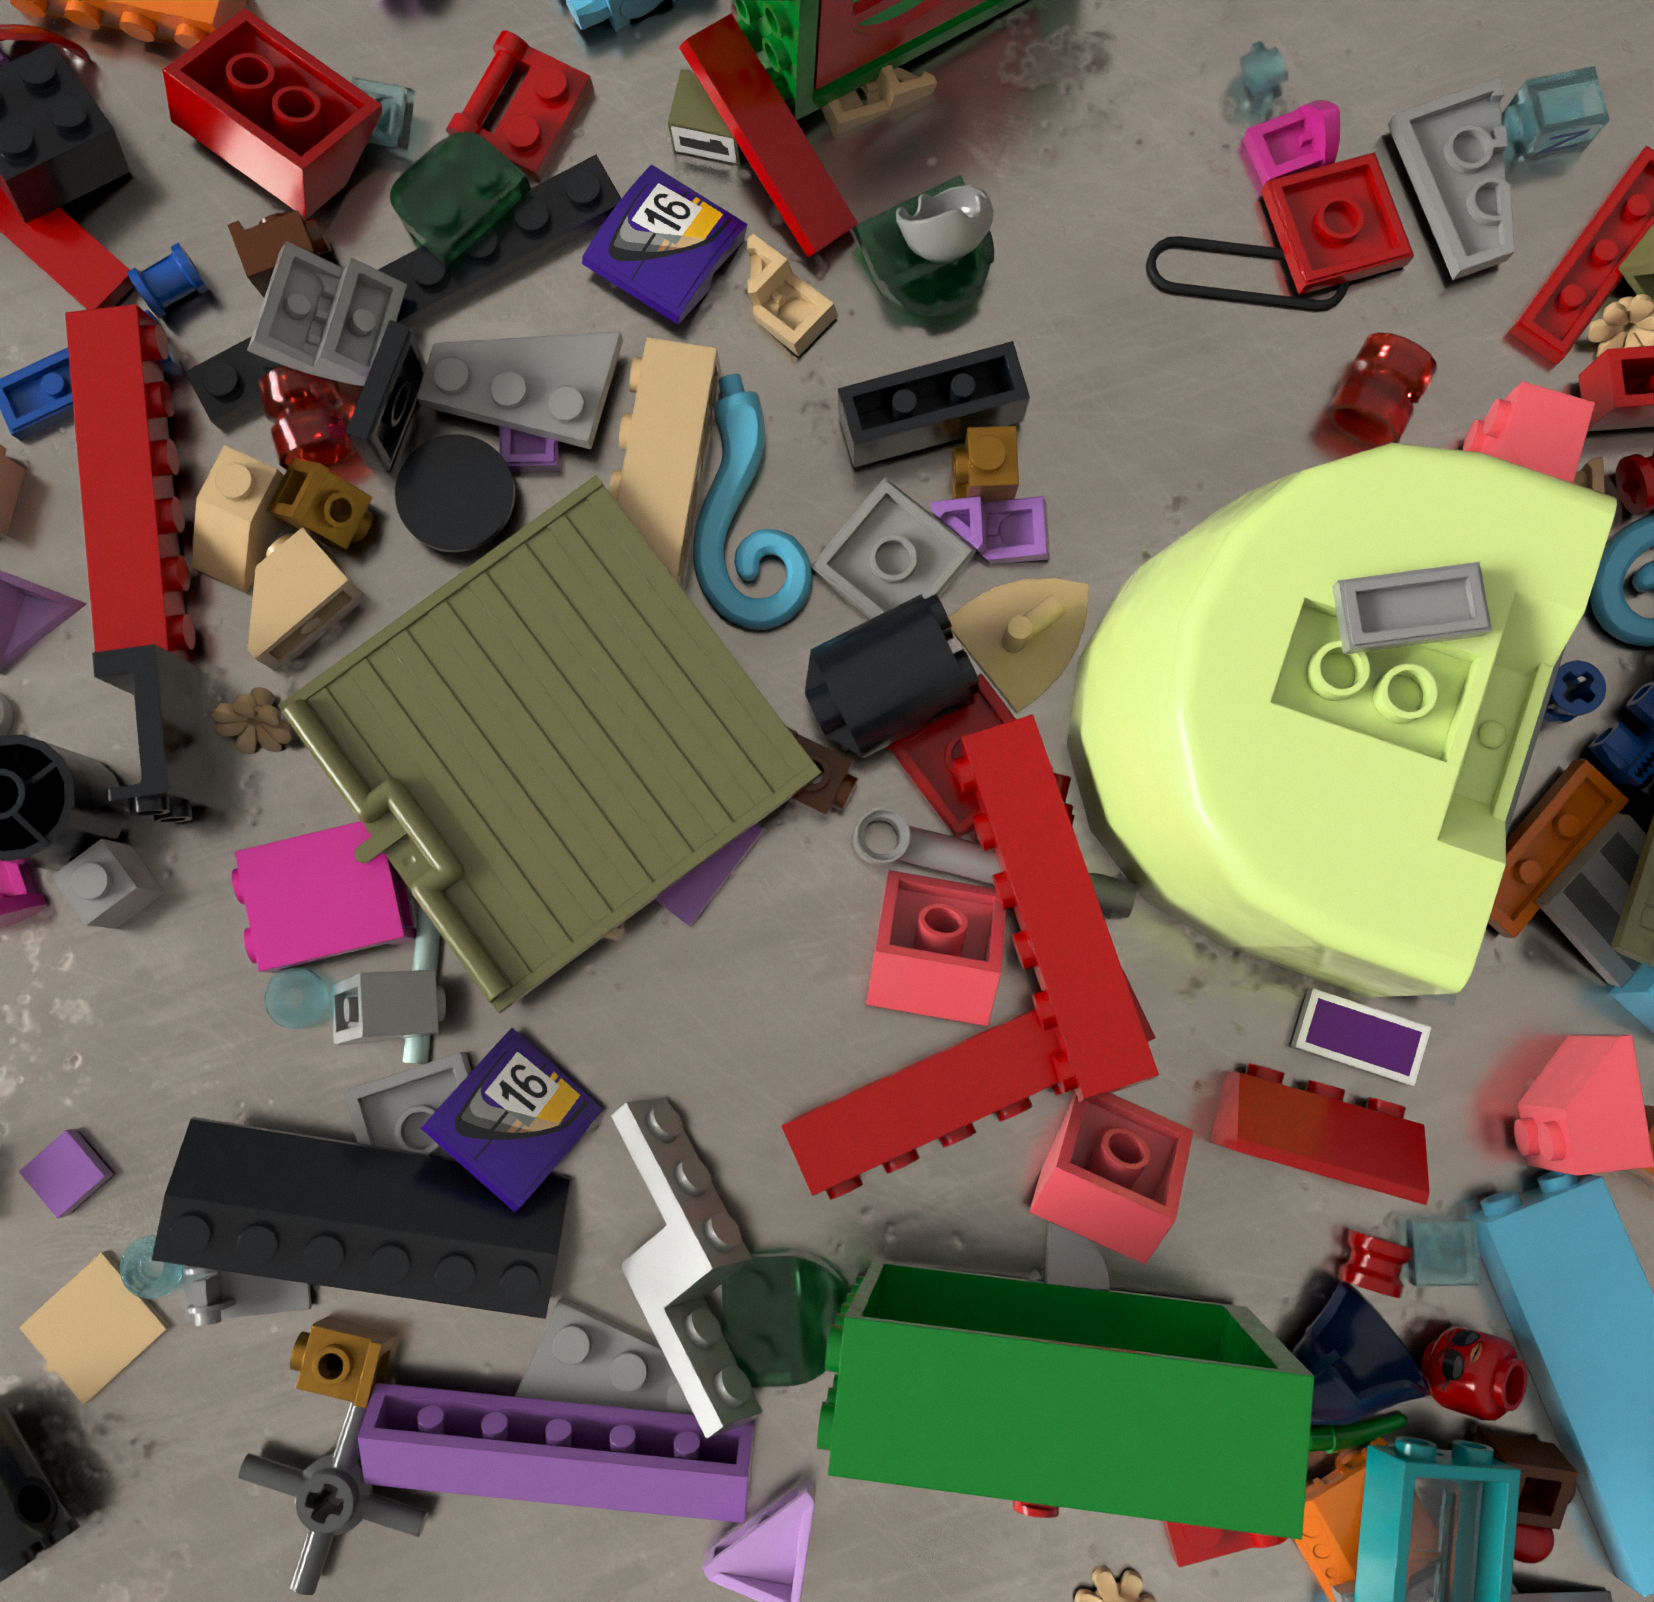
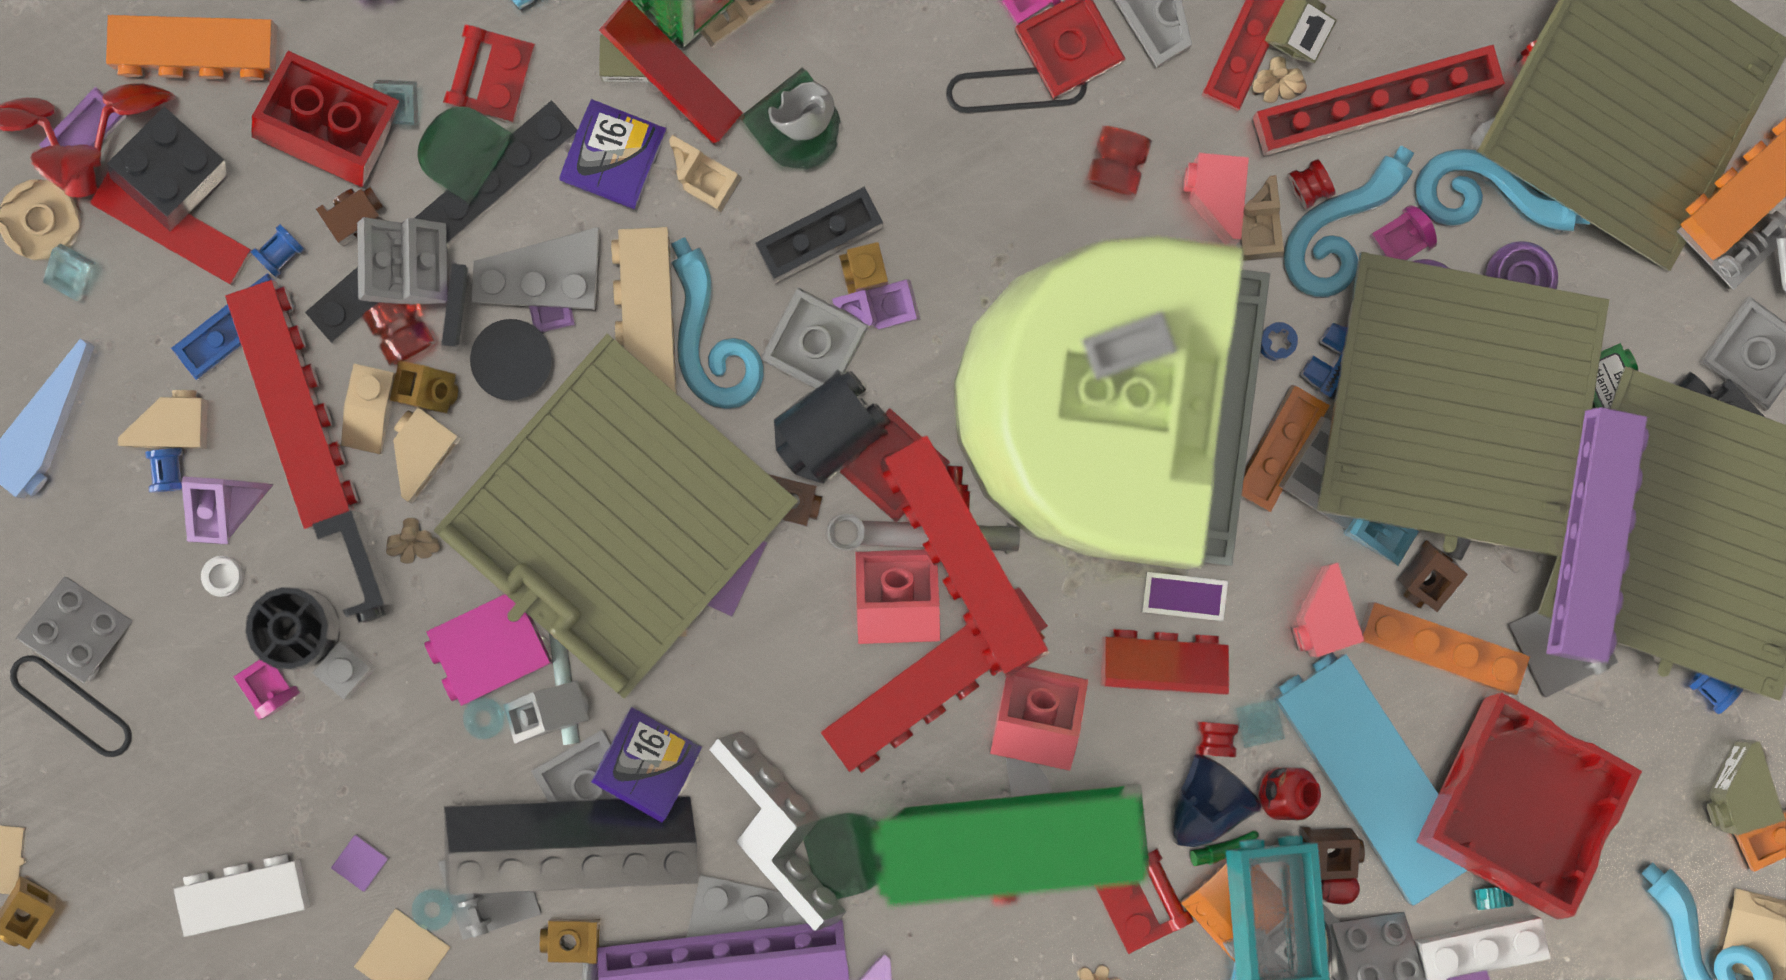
camera: 20 degrees left, 5 degrees up
(1023, 634) = (913, 373): tan shield -> none

